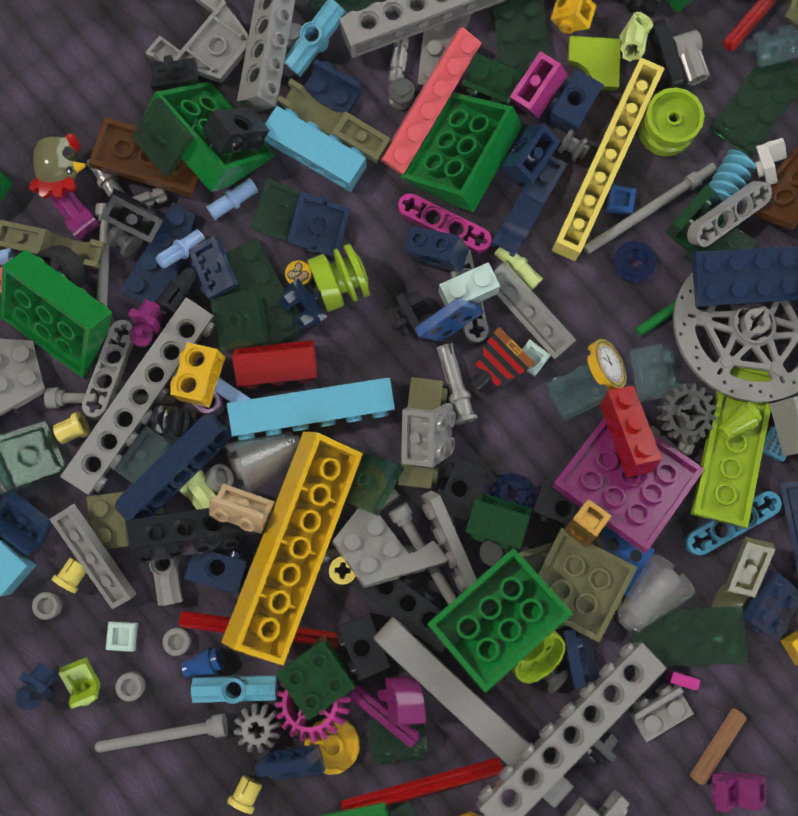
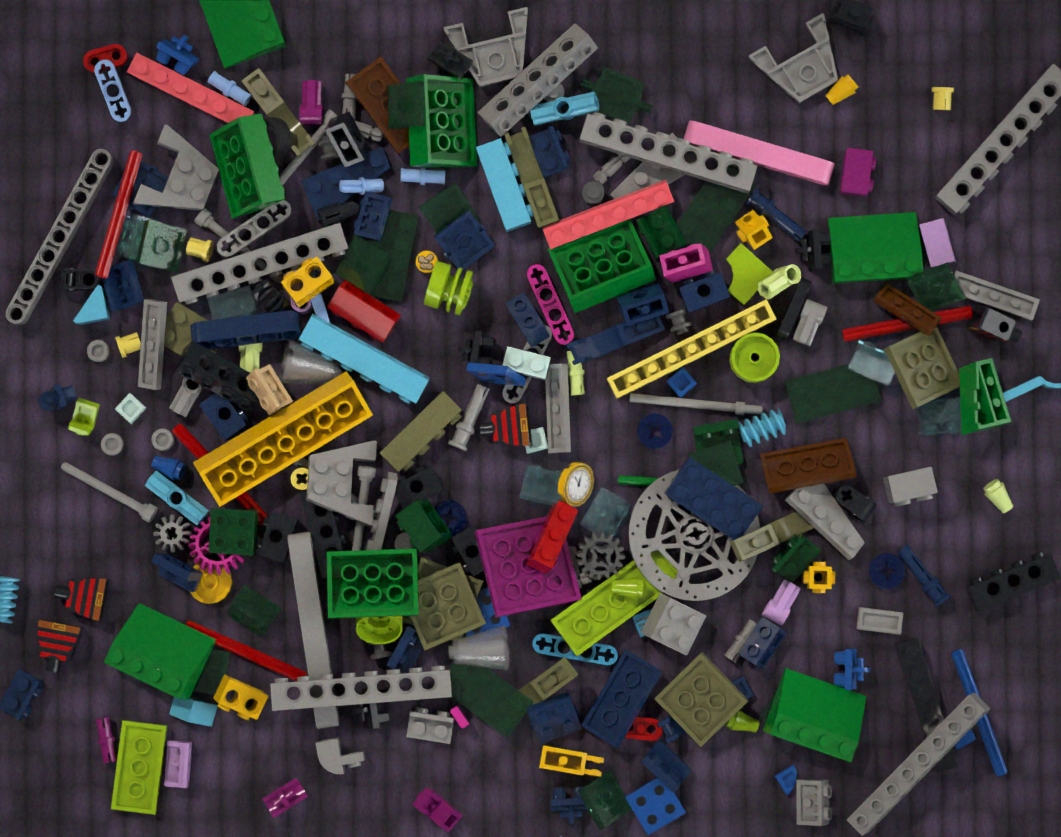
camera: 45 degrees right, 5 degrees up
(54, 171) = (321, 65): olive piece -> none
(147, 323) = (299, 220): magenta hips -> none
(217, 476) = (270, 355): light grey tile -> none
(235, 130) = (458, 138): black brick -> none
(245, 794) = (133, 568): light yellow bush -> none
(307, 302) = (416, 287): dark blue hips -> none
(373, 483) = (364, 439): clear green plate -> none
(380, 713) = (256, 588): magenta axle -> none
(403, 700) = (276, 587): magenta brick -> none
(427, 435) = (422, 437): light grey bracket -> none
(587, 523) = (474, 570): pearl gold brick -> none
(709, 223) = (738, 446): light grey beam -> none
(718, 746) = (449, 776): medium nougat axle -> none
(767, 155) = (800, 430): white bracket -> none

